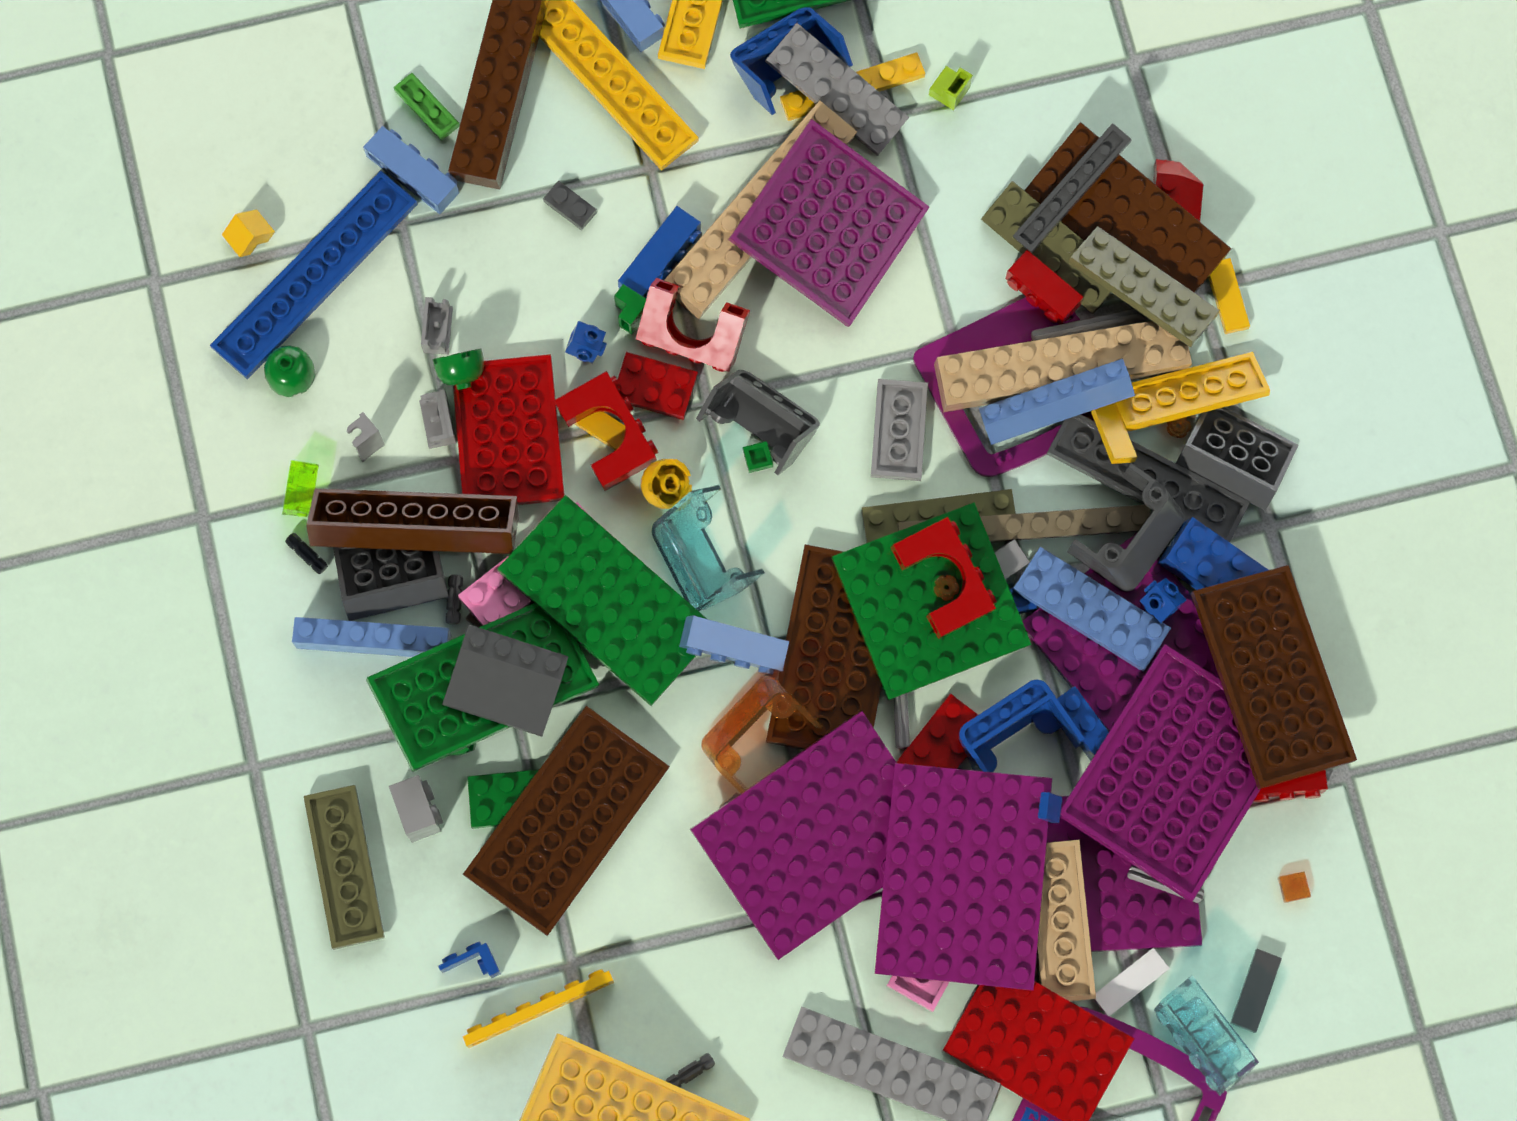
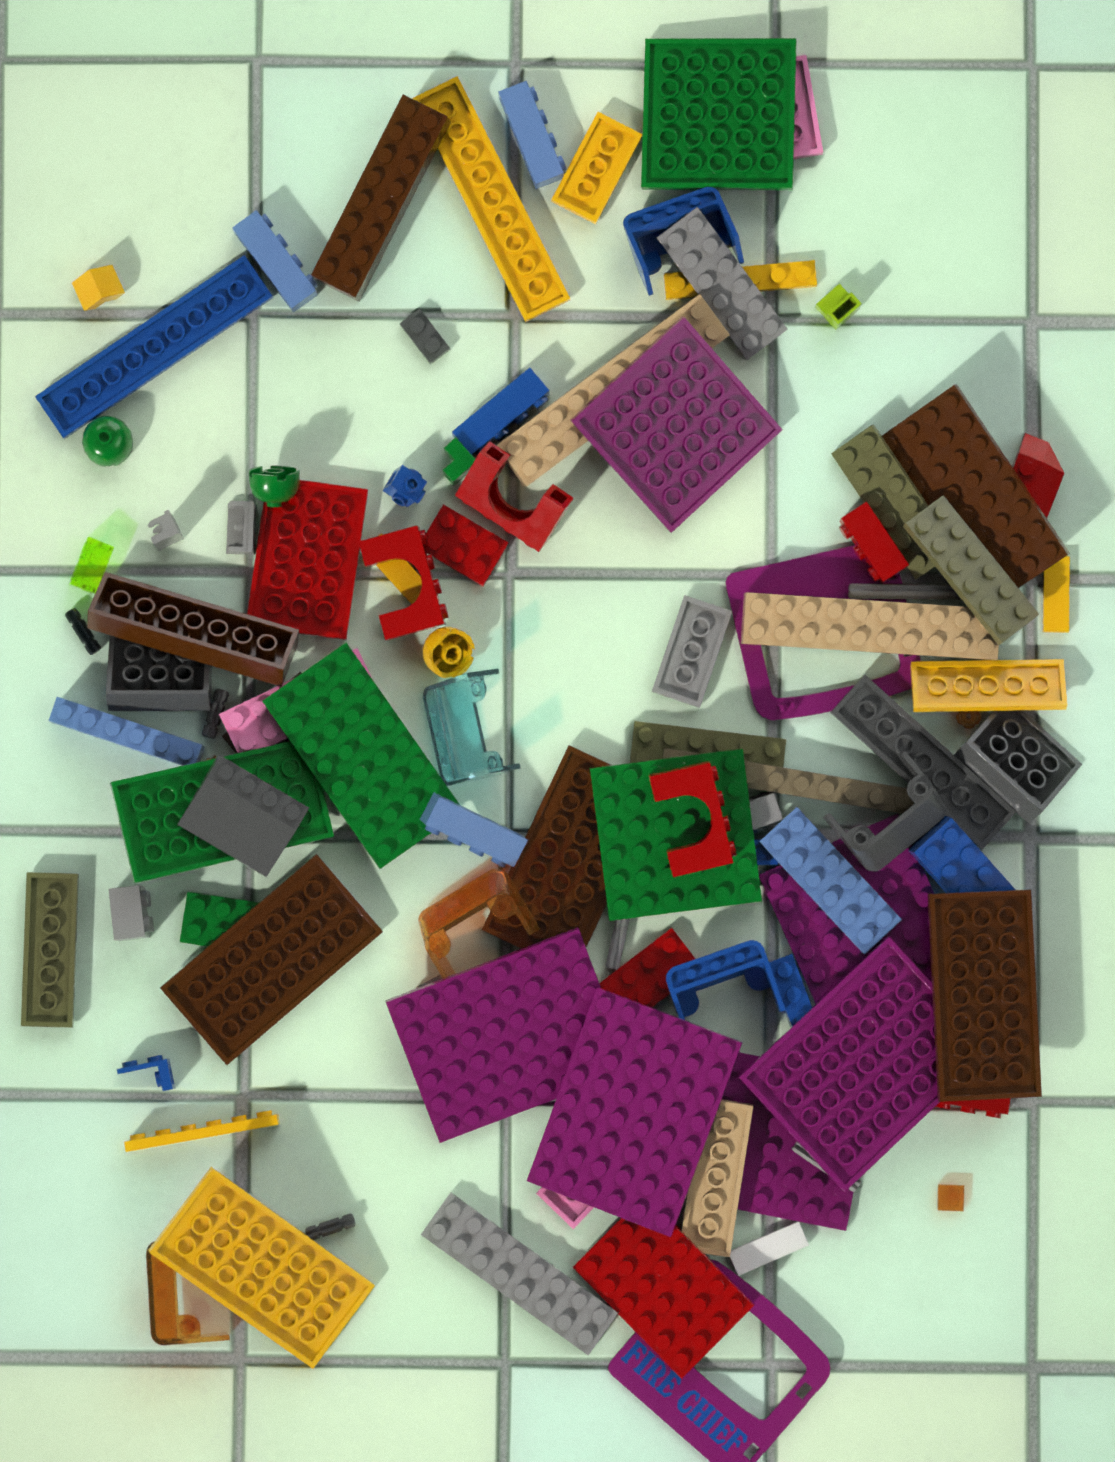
camera: 15 degrees right, 10 degrees up
(426, 106) = (306, 195): bright green tile -> none
(436, 326) = (262, 432): light grey hinge -> none
(757, 457) = (545, 644): green plate -> none
(762, 413) = (564, 603): dark grey windscreen -> none
(943, 593) = (689, 821): clear orange plate -> none
(1050, 807) = (731, 1071): blue tile -> none
(1057, 401) = (852, 665): medium blue brick -> none
(1072, 188) = (926, 452): dark grey plate -> none
(1114, 434) = (900, 707): yellow tile -> none
(1162, 599) = (900, 890): blue brick -> none
(1205, 1036) = (821, 1320): clear light blue slope -> none
(1255, 990) = (885, 1286): dark grey tile -> none

